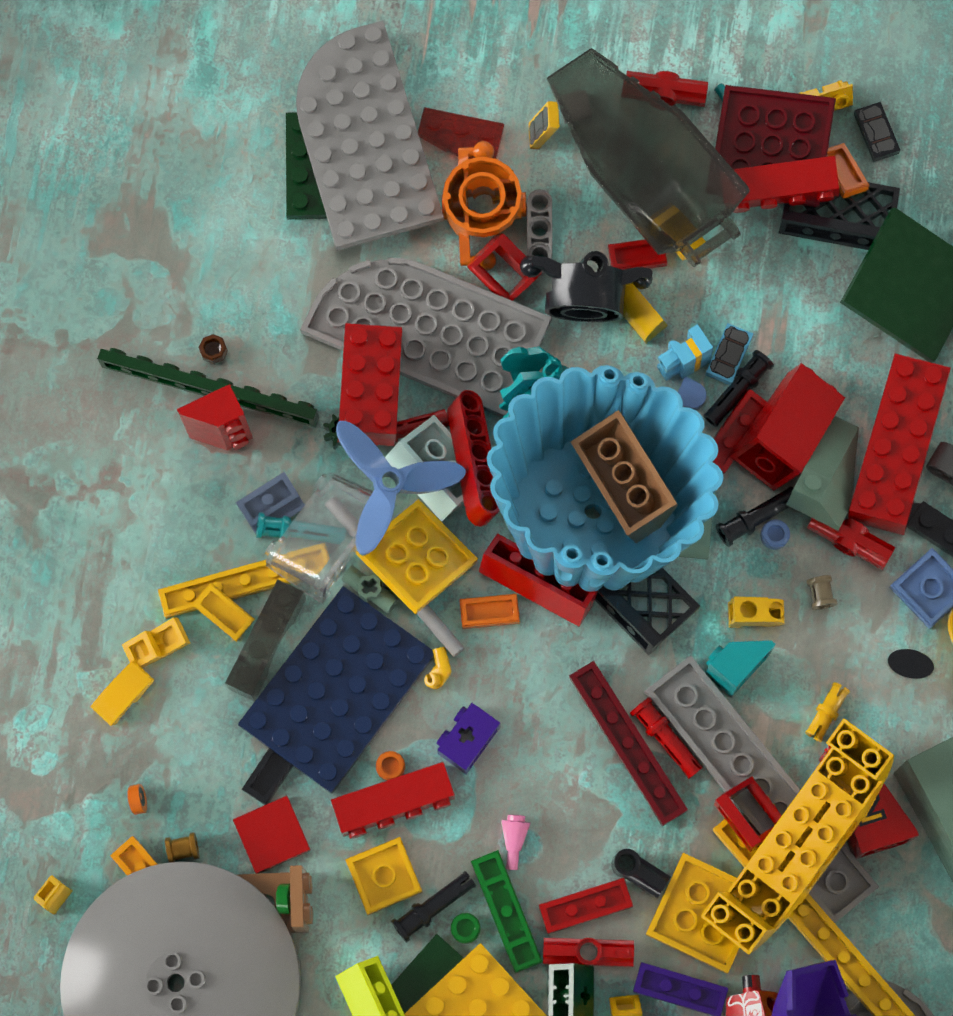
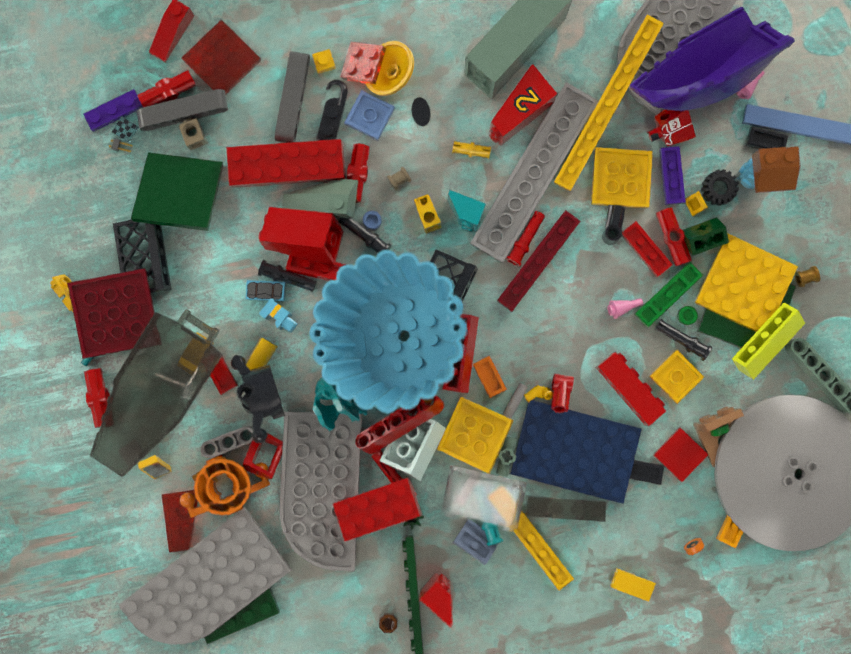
camera: 110 degrees left, 10 degrees up
(52, 894) = (771, 574): yellow slope -> none
(157, 643) = (592, 577): yellow slope -> none
(182, 848) = (712, 506): pearl gold bush -> none
(223, 611) = (557, 542): yellow tile -> none
(390, 765) = (609, 399): orange tile -> none
(411, 479) = (458, 468): medium blue piece -> none
(433, 702) = (562, 388): none -> red piece
(466, 754) = (585, 355): dark purple brick -> none
(625, 476) = (378, 321): medium nougat slope -> none
(692, 394) = (302, 305): medium blue tile -> none
(736, 819) = (572, 161): red tile -> none
(789, 183) = (137, 290): red brick -> none
(803, 840) = (569, 130): yellow slope -> none
(849, 174) = (114, 261): orange tile -> none
(877, 131) = (78, 251): tile -> none

